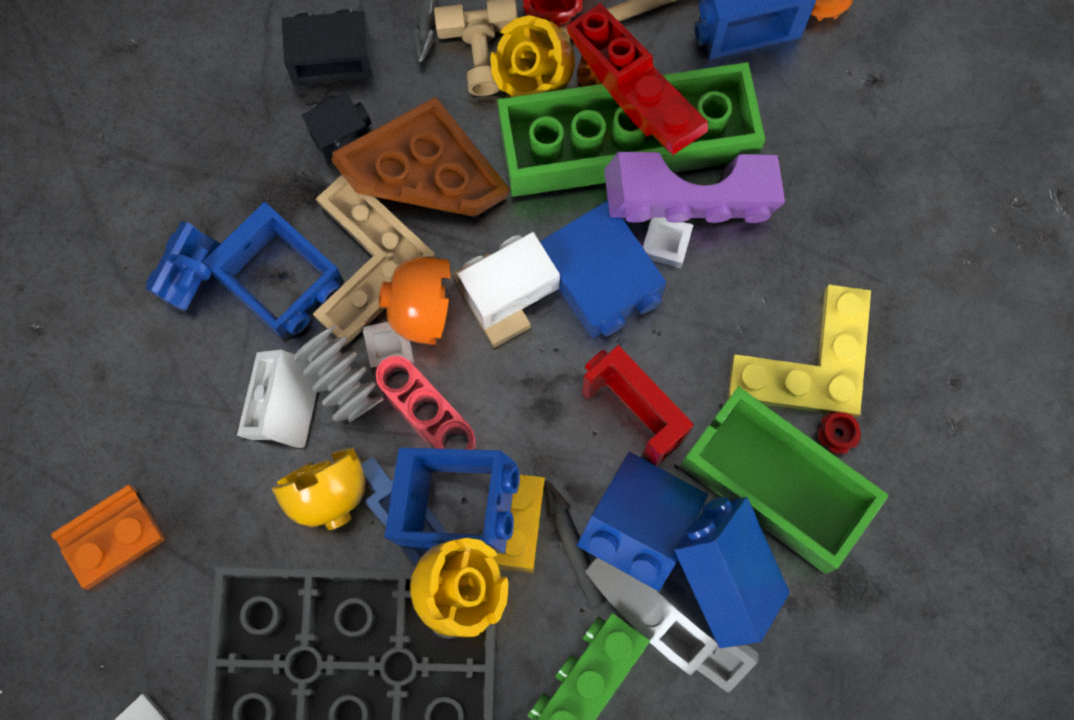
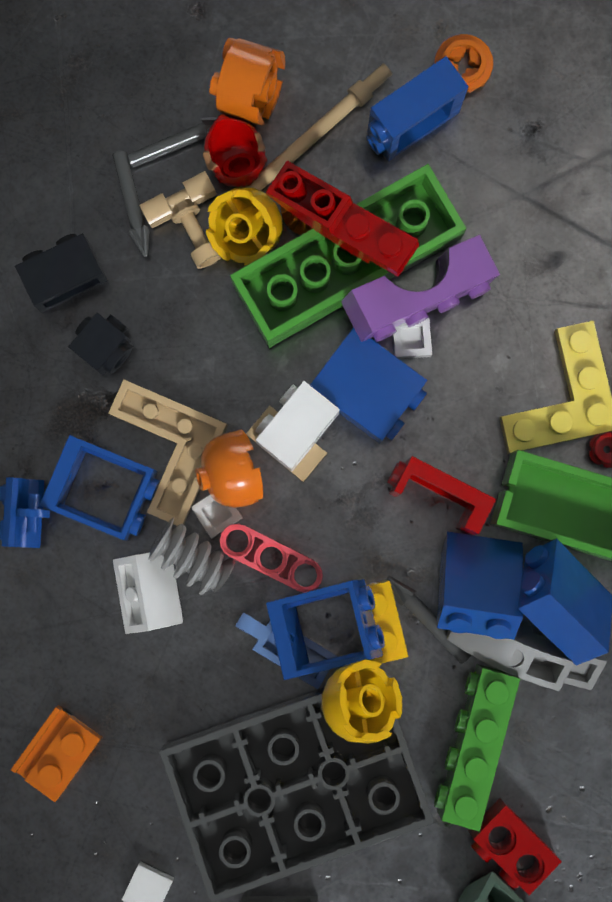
camera: 20 degrees left, 10 degrees up
(323, 491) = (215, 655): yellow cylinder -> none
(422, 162) = (185, 349): dark orange plate -> none

